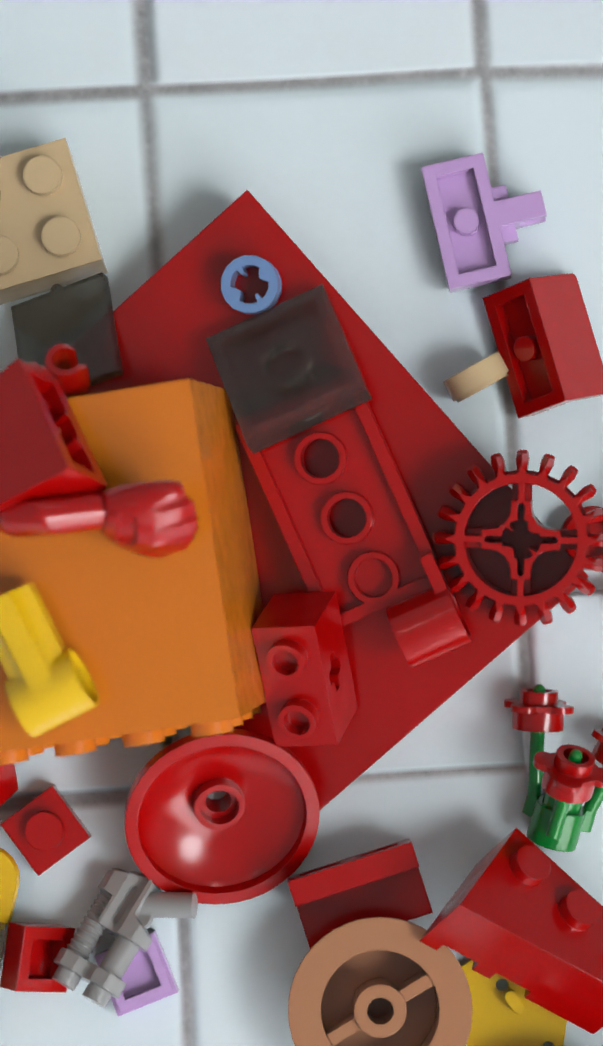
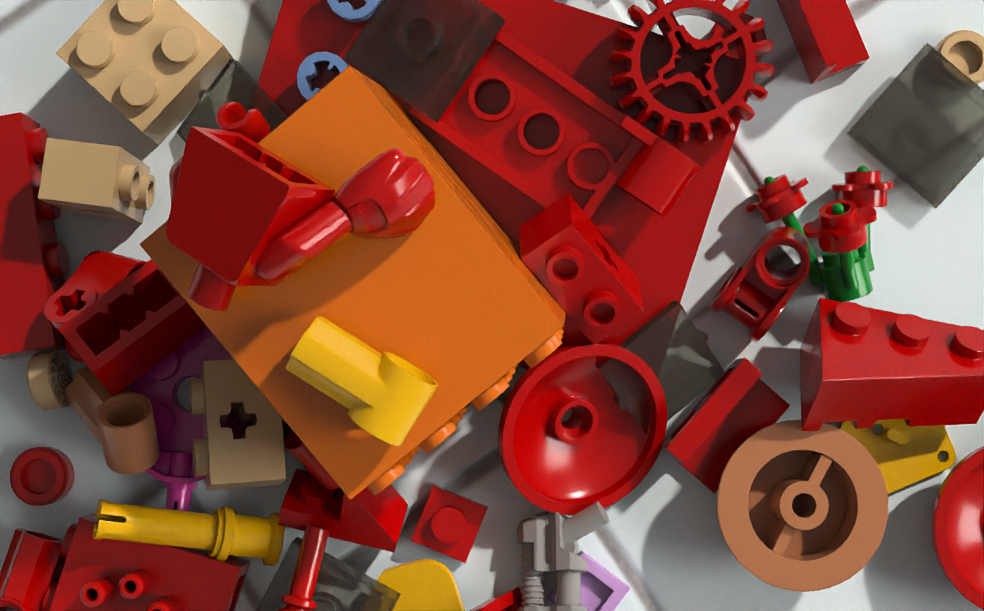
camera: 25 degrees left, 0 degrees up
(169, 329) = (310, 69): none -> medium blue bush
(349, 799) = (677, 357): none -> clear smoke piece
(467, 784) = (759, 291): none -> red piece

